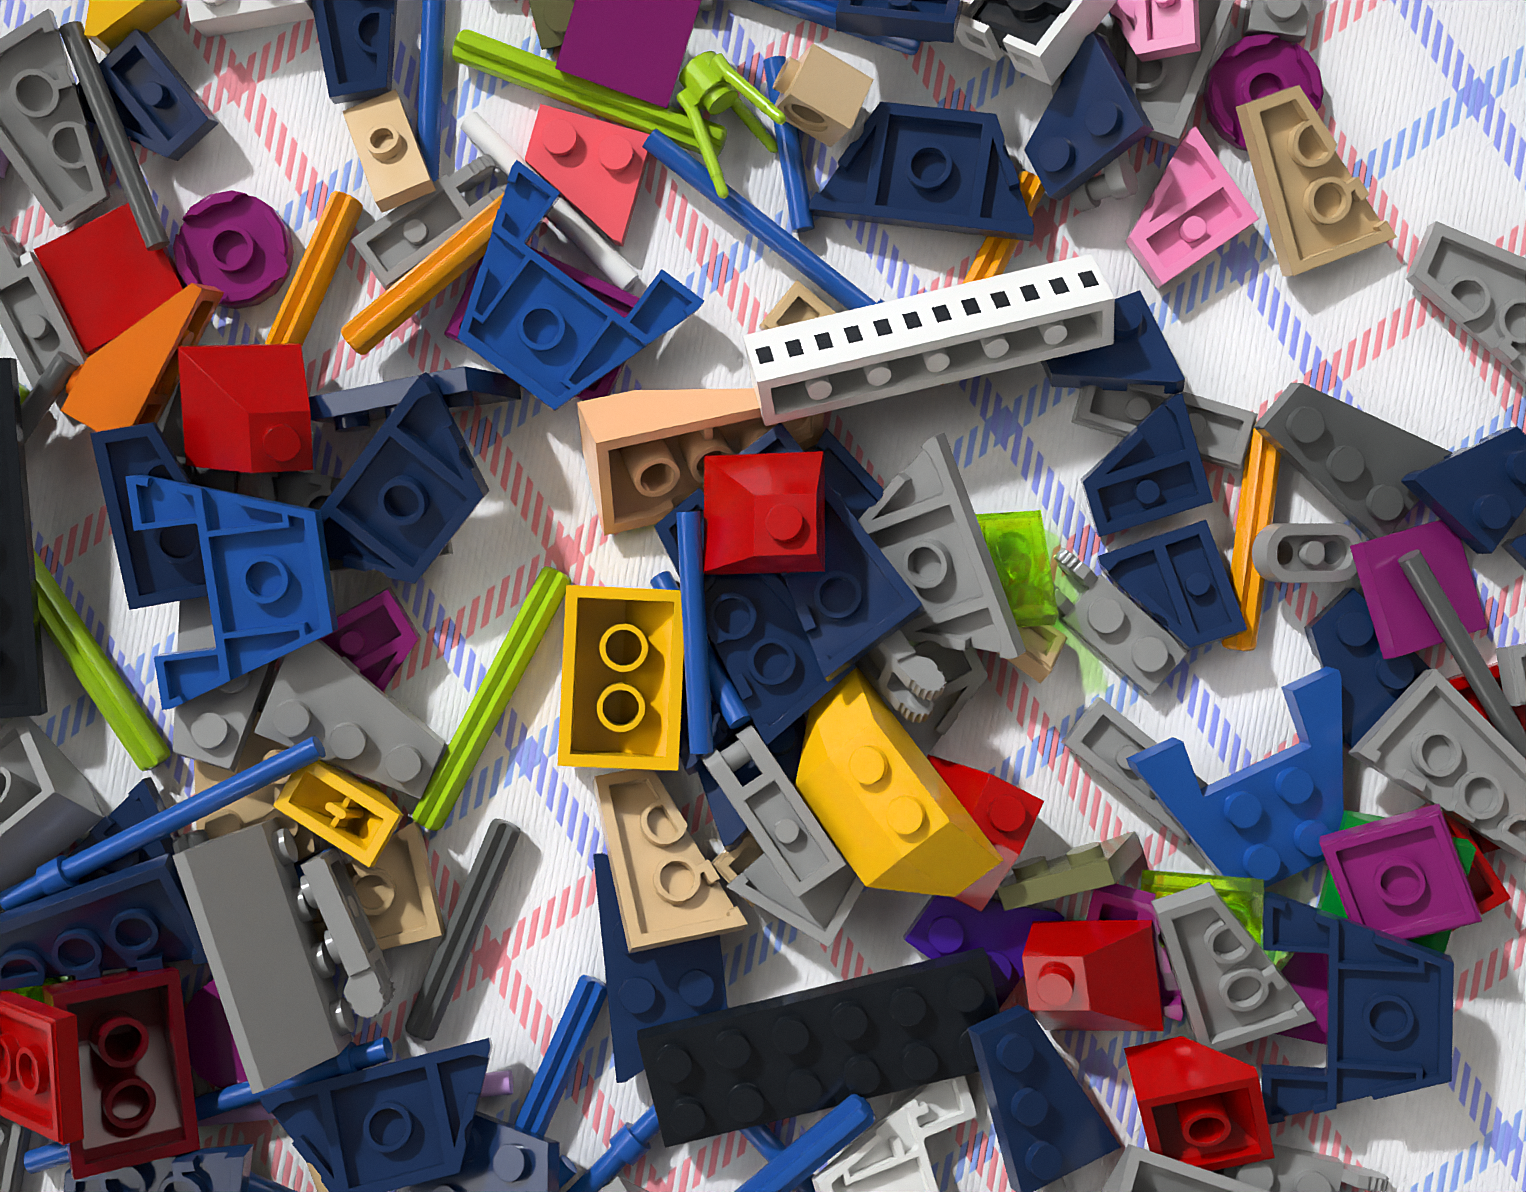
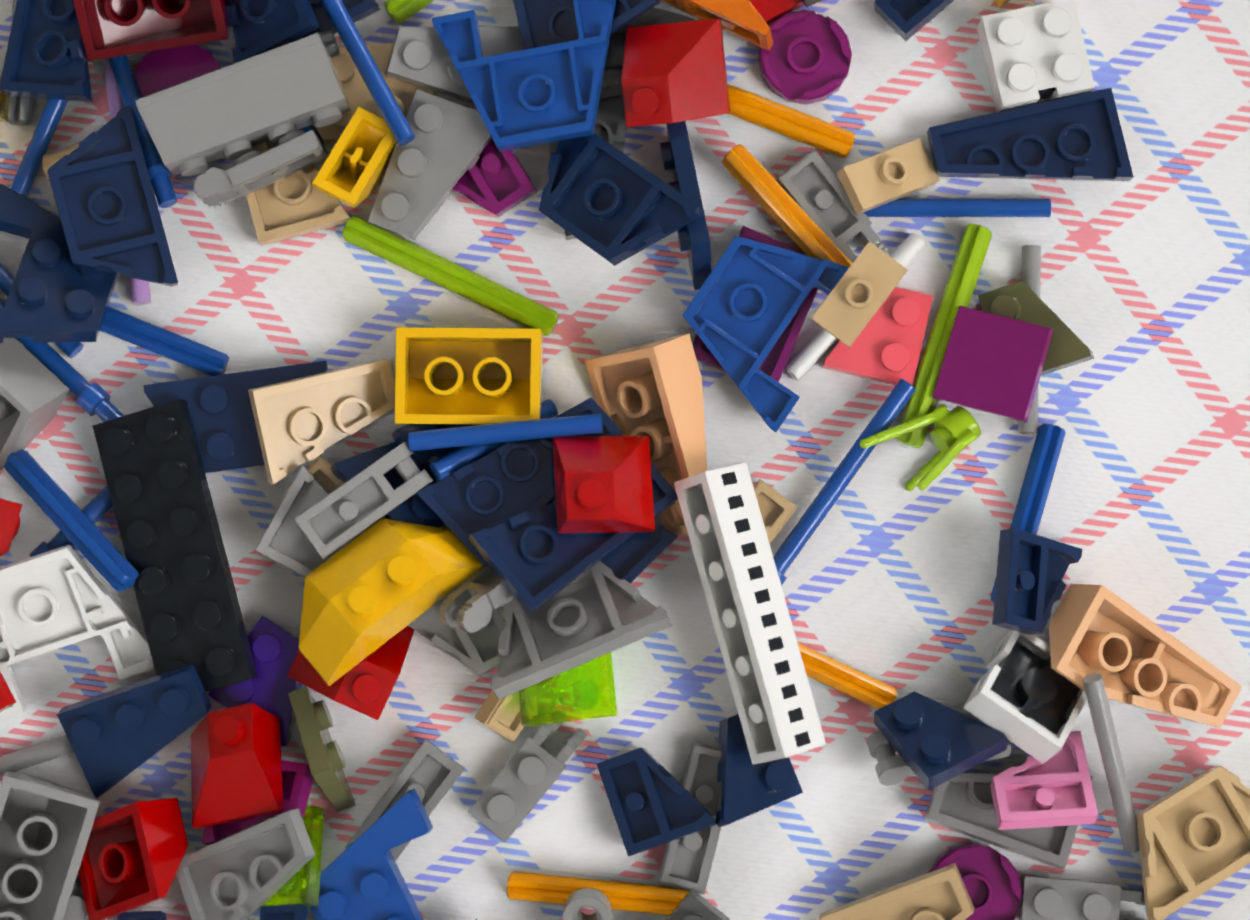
camera: 85 degrees right, 5 degrees down
(462, 929) = (263, 259): dark grey axle -> none
(537, 185) = (859, 294): none -> tan plate
(790, 158) = (911, 499): blue bar -> none
(821, 94) = (949, 520): tan brick -> none
(928, 173) = (890, 613): dark blue wing -> none
(1179, 584) = (559, 832): dark blue wing -> none
(1188, 212) = (868, 830): bright pink wing -> none

